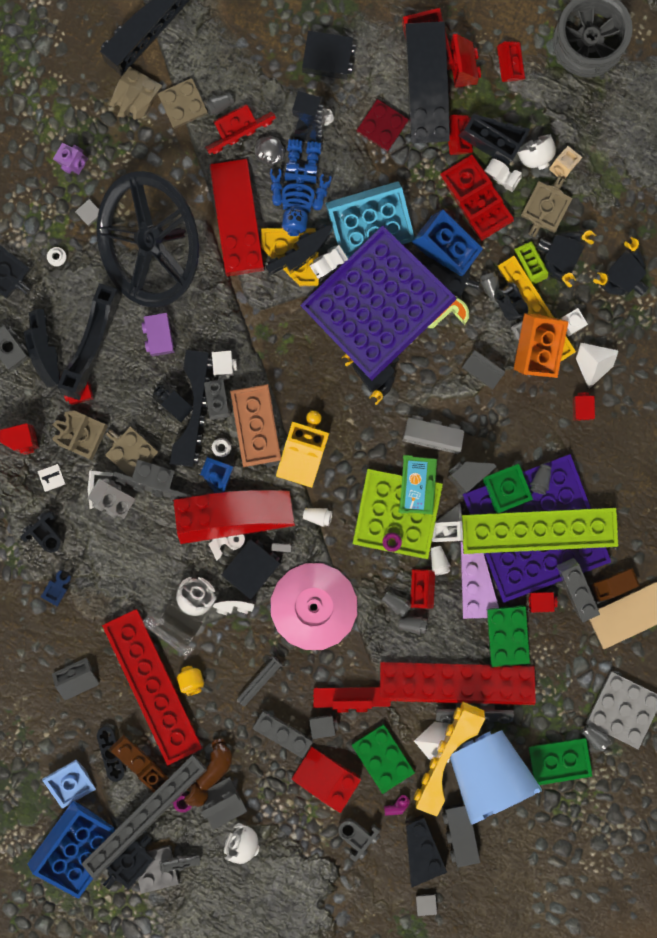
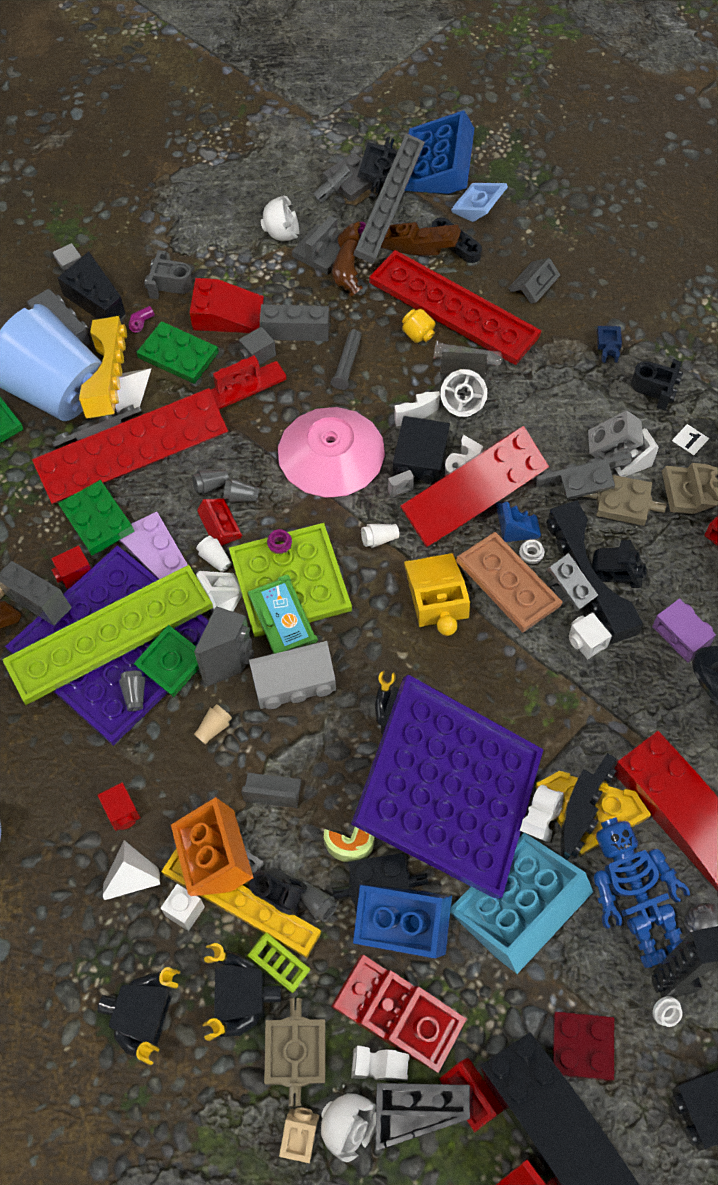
camera: 155 degrees right, 25 degrees down
(498, 434) = (212, 724): none -> tan cone

